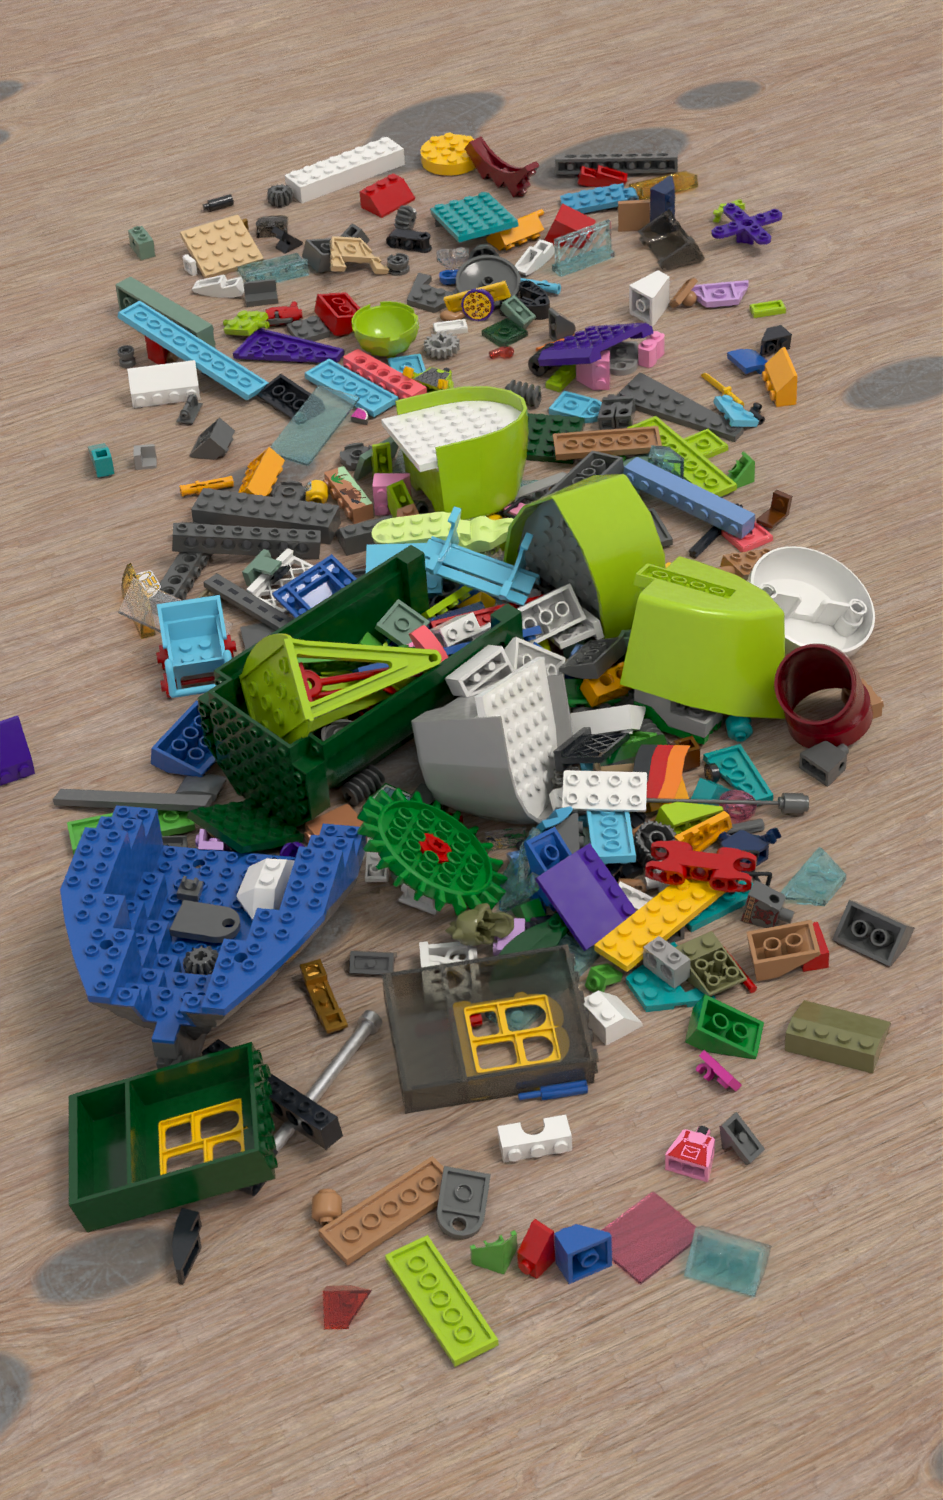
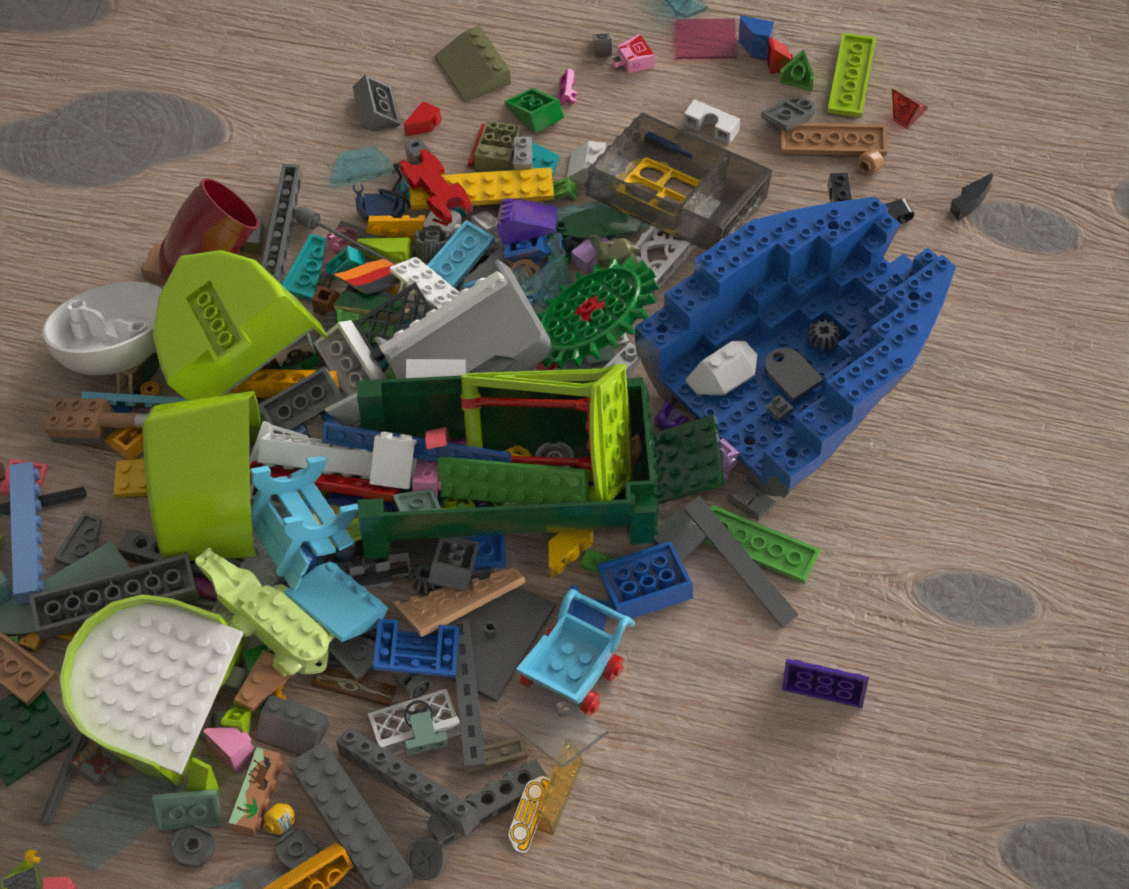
camera: 140 degrees left, 15 degrees up
(121, 1137) = (984, 240): dark green panel -> none
(781, 948) = (446, 120): medium nougat slope -> none
(804, 779) = (282, 220): none -> dark grey brick

